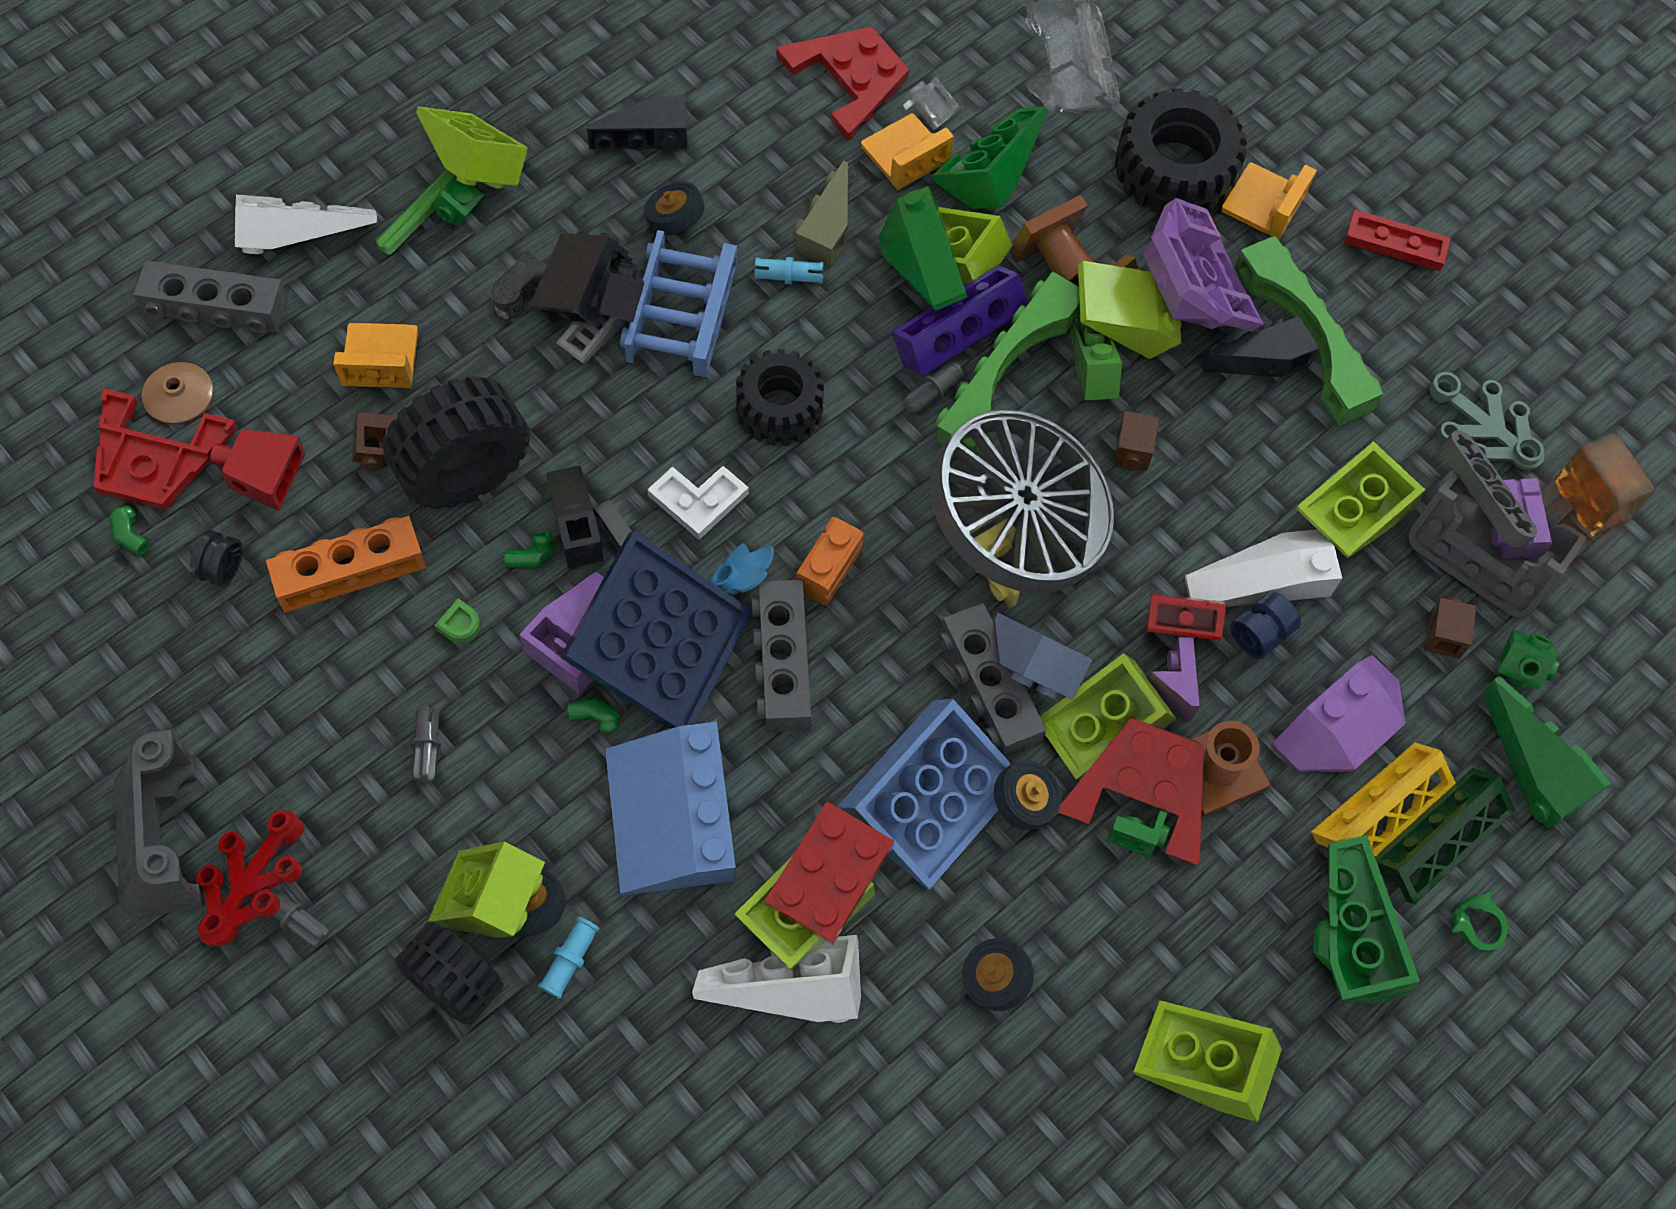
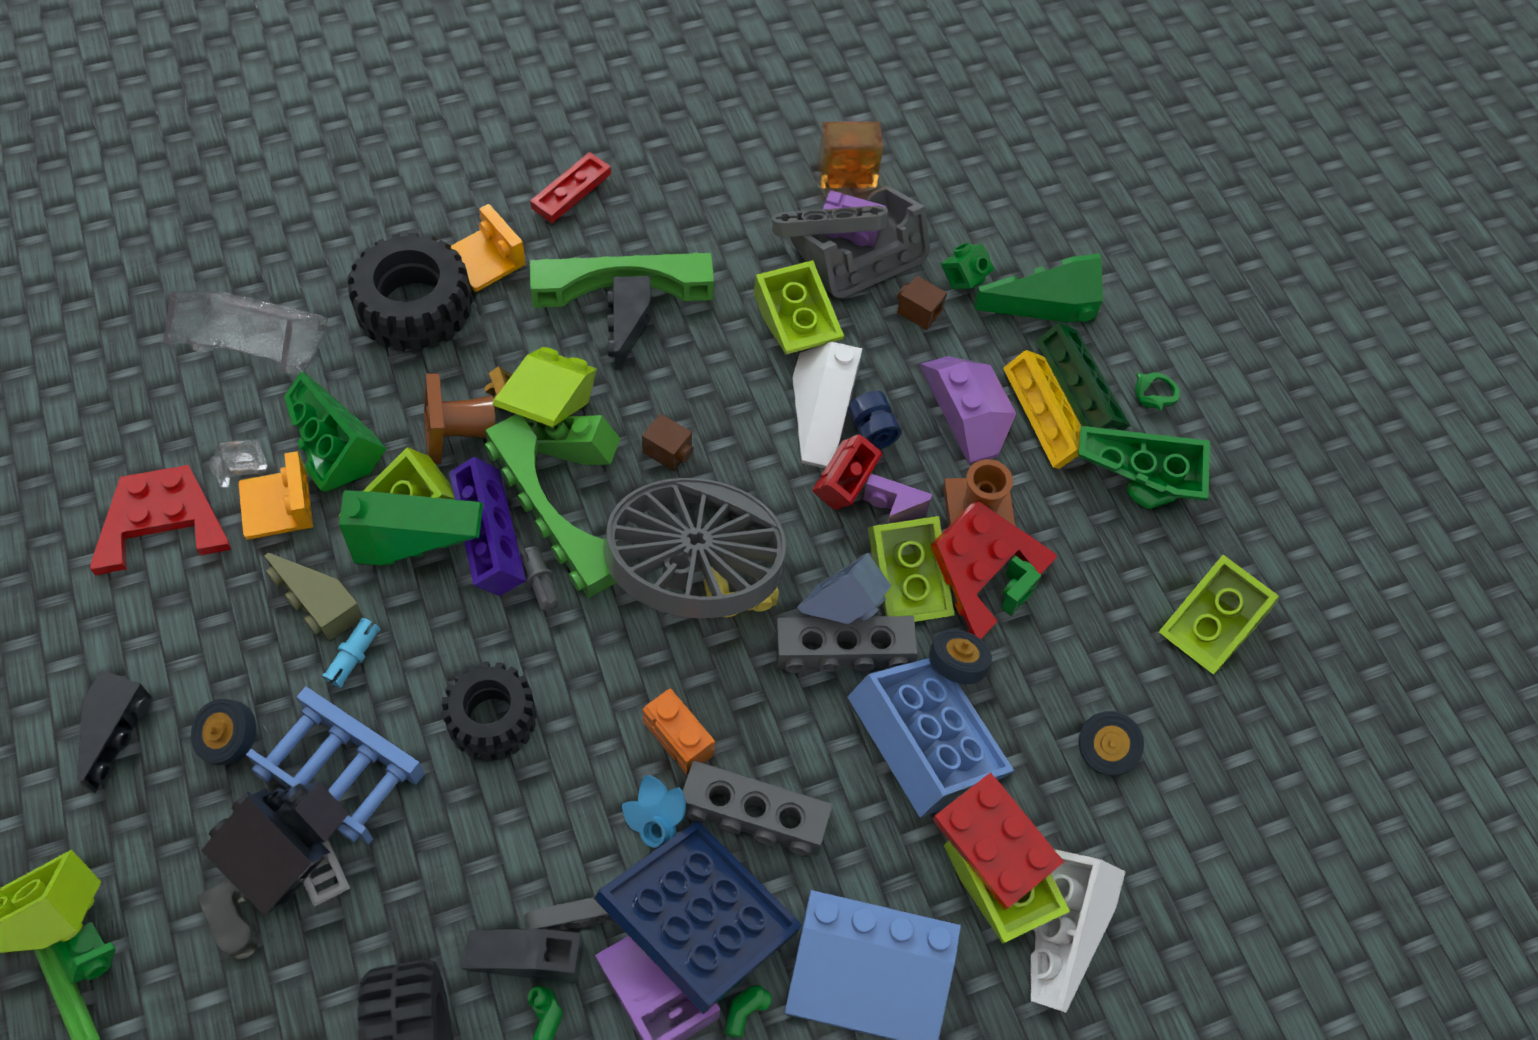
camera: 70 degrees left, 5 degrees down
(698, 507) = (568, 831): white plate -> none
(1196, 270) = (544, 328): medium lavender piece -> none
(1491, 424) = (791, 193): sand green plant -> none

